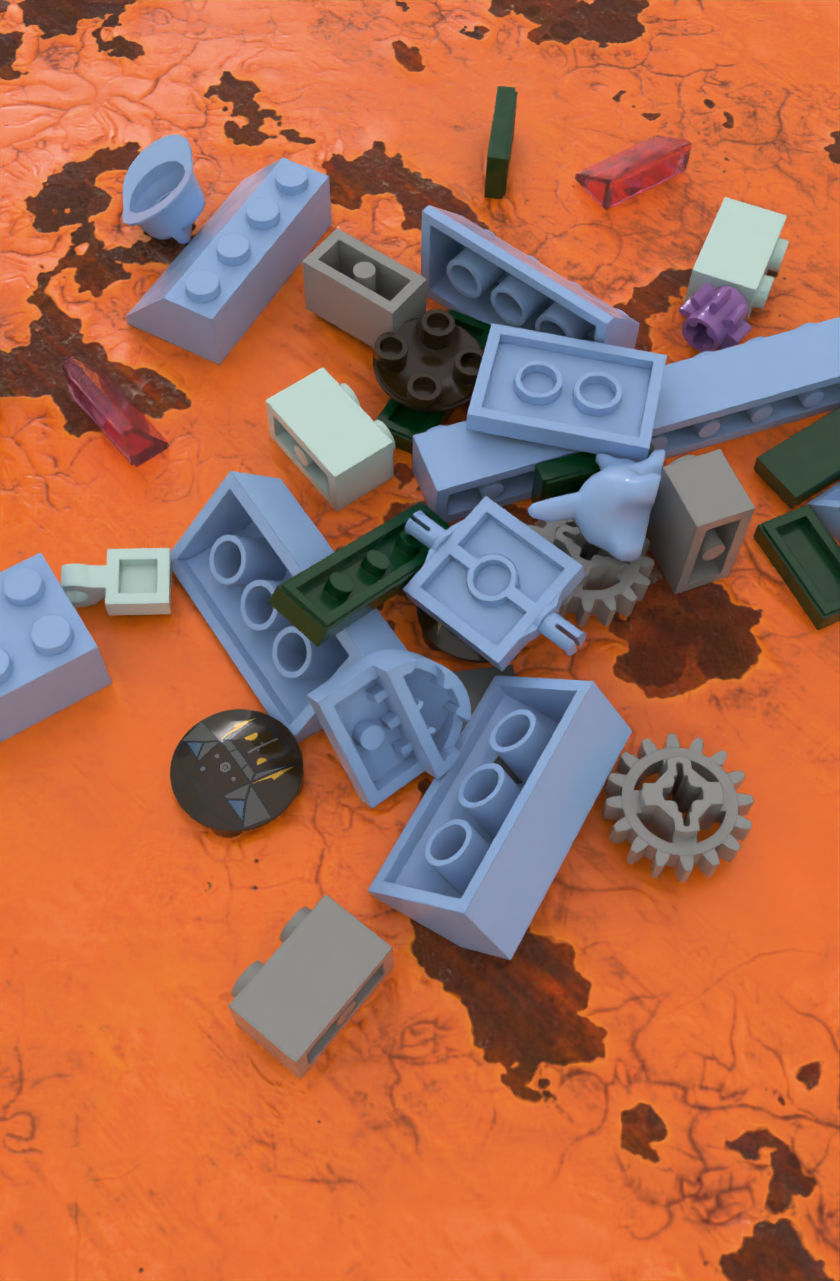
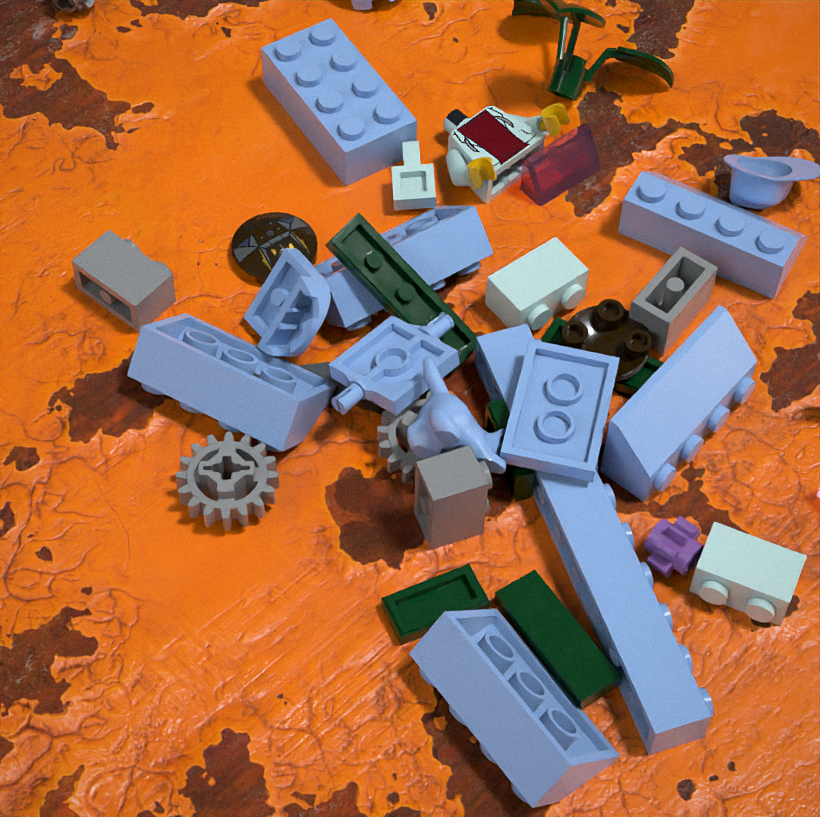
camera: 90 degrees right, 5 degrees down
(81, 476) = (492, 145): none -> torso

